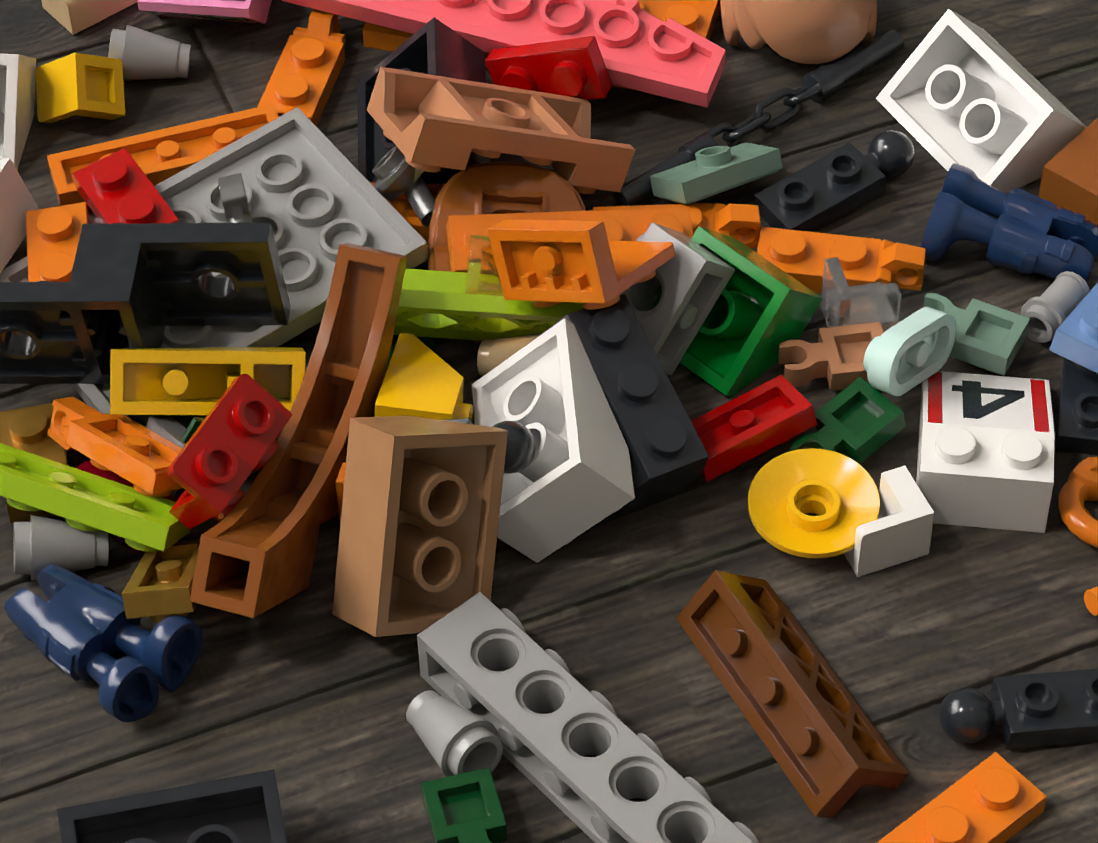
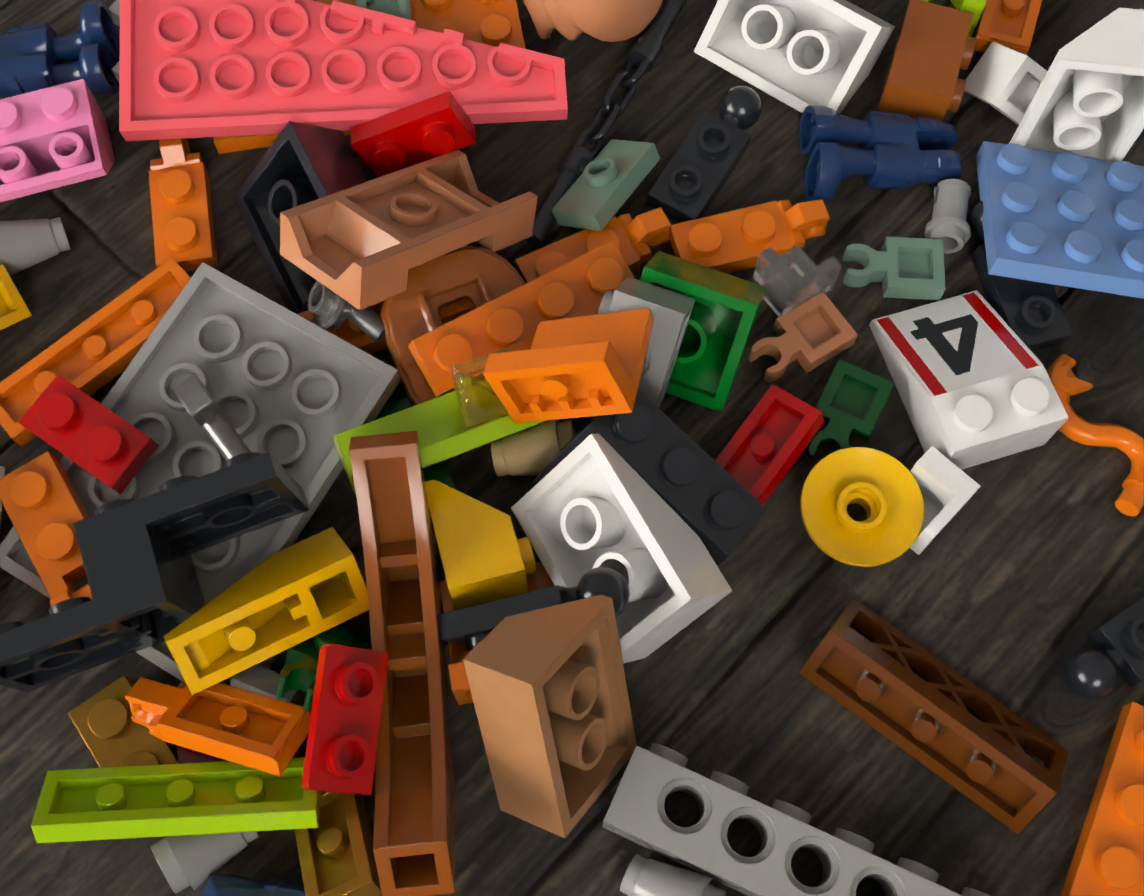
camera: 25 degrees left, 20 degrees up
(910, 351) = (869, 336): light aqua plate -> none

